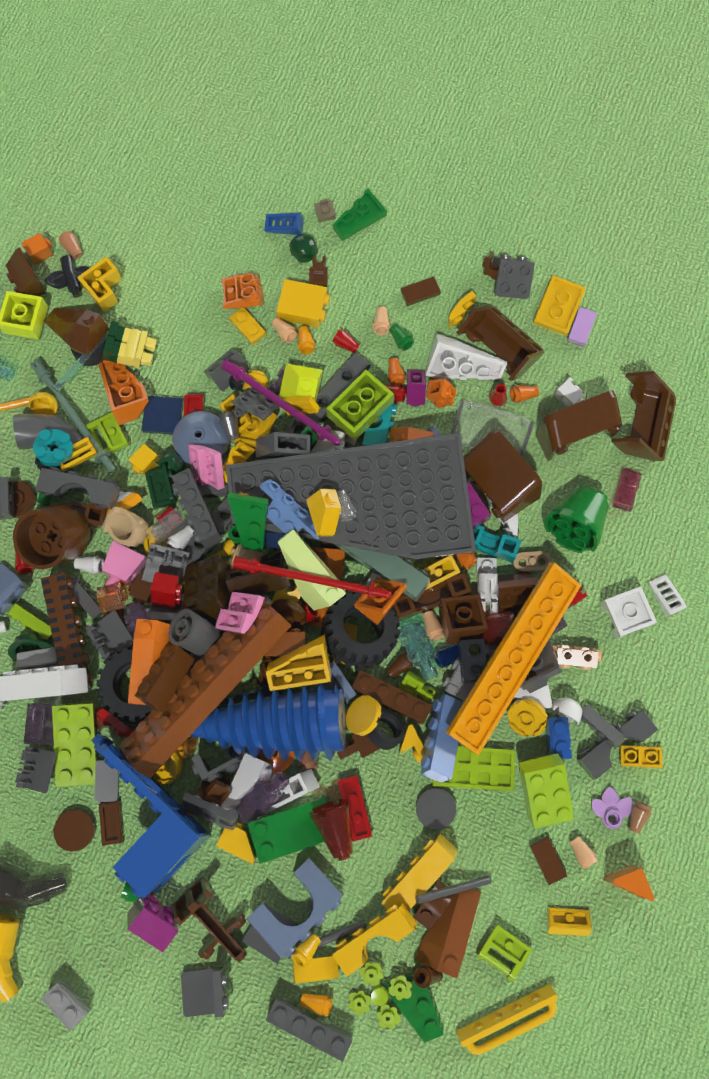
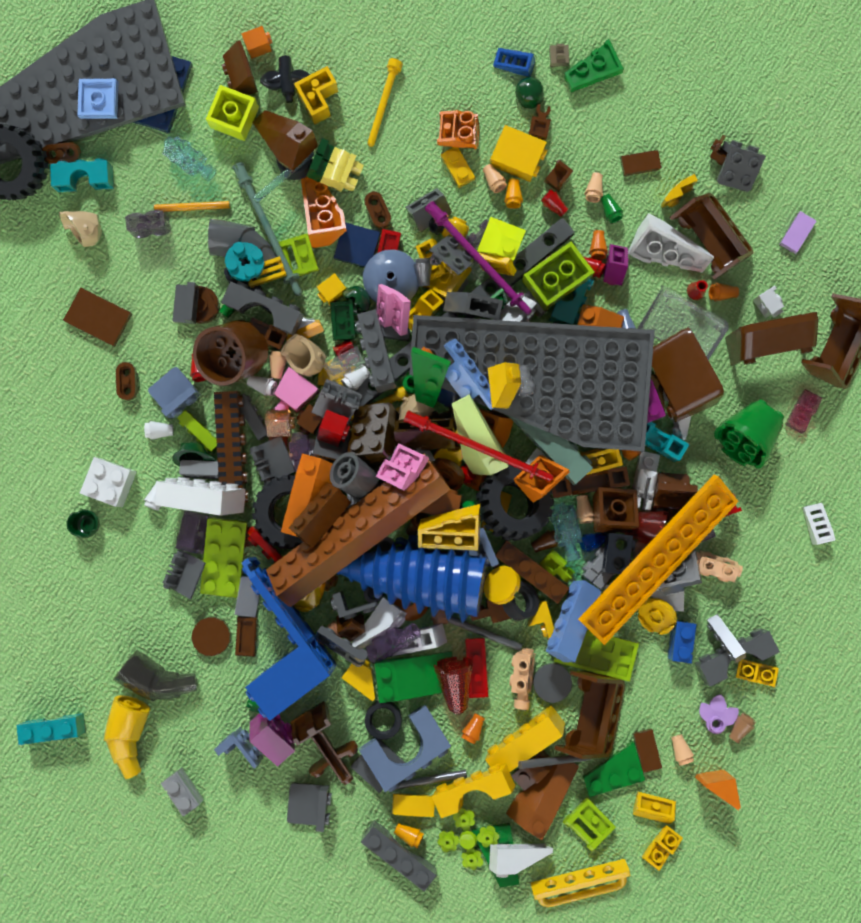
camera: 10 degrees right, 10 degrees up
(43, 403) = (240, 212): yellow hair -> none
(70, 244) = (291, 43): nougat cone -> none
(101, 541) = (277, 364): none -> light nougat cone
(120, 933) = (240, 738): none -> sand blue bracket
(171, 248) = (394, 67): none -> yellow piece
(177, 379) = (377, 211): none -> reddish brown plate
(252, 883) = (383, 735): none -> black tyre
(305, 951) = (408, 788): yellow cone -> none
(346, 316) = (559, 176): none -> reddish brown panel
(357, 771) = (485, 633): none -> dark grey bar
(363, 876) = (473, 729): none -> orange cone
(401, 808) = (521, 676): none -> light nougat brick
(426, 976) = (513, 832): reddish brown cone -> none
(432, 1004) = (514, 858): none -> white slope
(441, 393) = (640, 276): orange brick -> none
(489, 833) = (597, 716): none -> reddish brown windscreen
(520, 891) = (617, 772): none -> green wing
(531, 561) = (693, 465): tan plate -> none
(546, 791) = (660, 688): lime brick -> none
(559, 305) = (779, 205): yellow tile -> none
(568, 708) = (698, 615): white hair -> none
(585, 962) = (661, 847): none -> yellow slope
(629, 612) = (778, 534): white panel -> none

